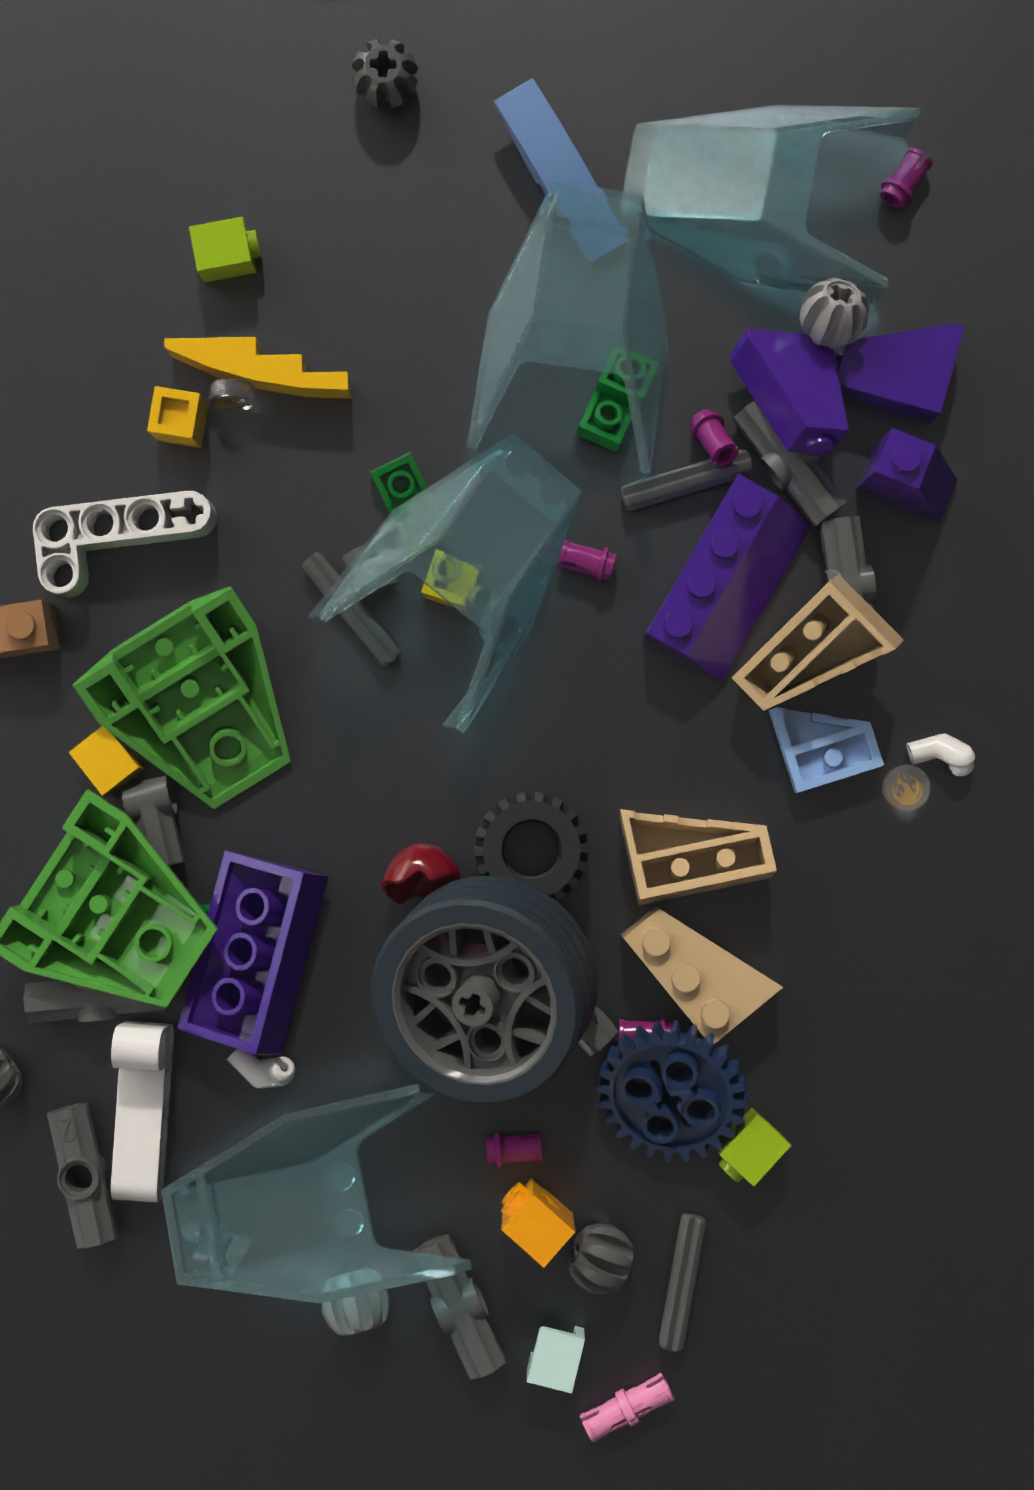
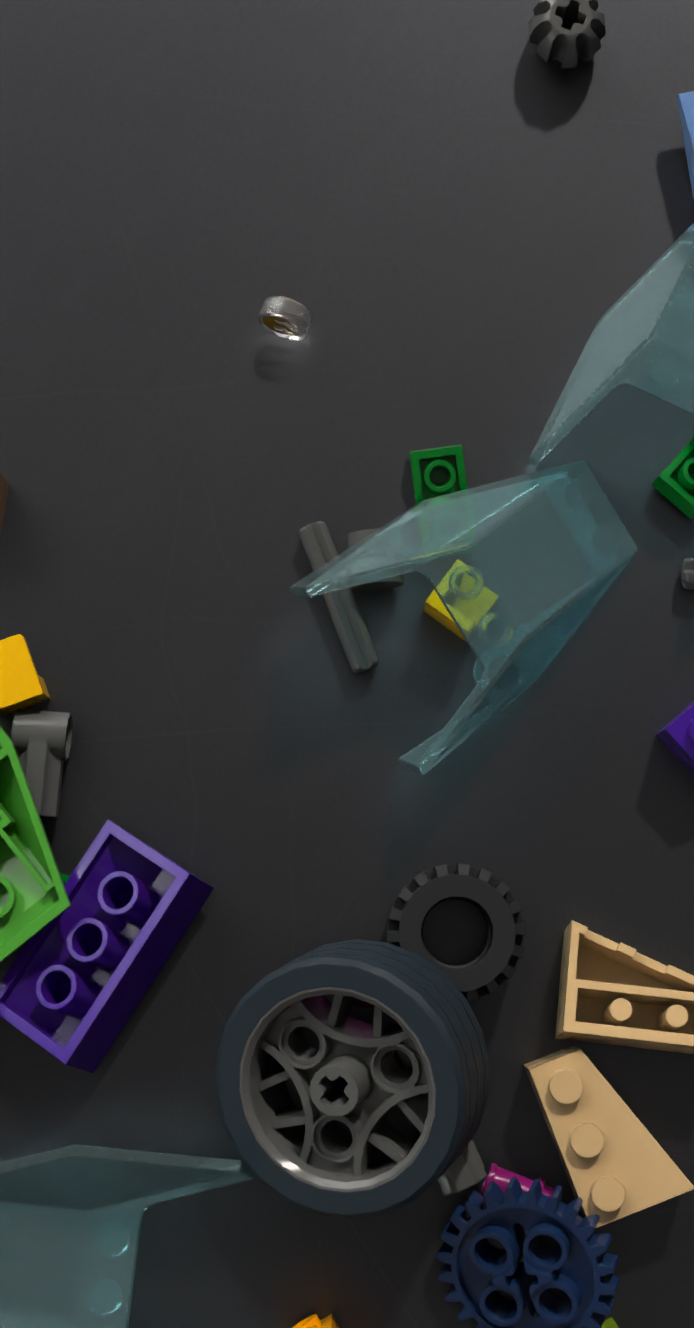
camera: 15 degrees right, 5 degrees down
(124, 532) = (115, 430): white beam -> none
(177, 417) = (217, 322): yellow panel -> none
(193, 698) = (131, 637): bright green wedge -> none
(224, 249) = (329, 159): lime brick -> none
(244, 360) = (332, 306): yellow slope -> none
(263, 1072) = (66, 1088): white arm -> none
(418, 872) = (317, 917): dark red hair -> none
(513, 1149) = (321, 1274): magenta pin -> none
(587, 560) = (620, 628): magenta pin -> none

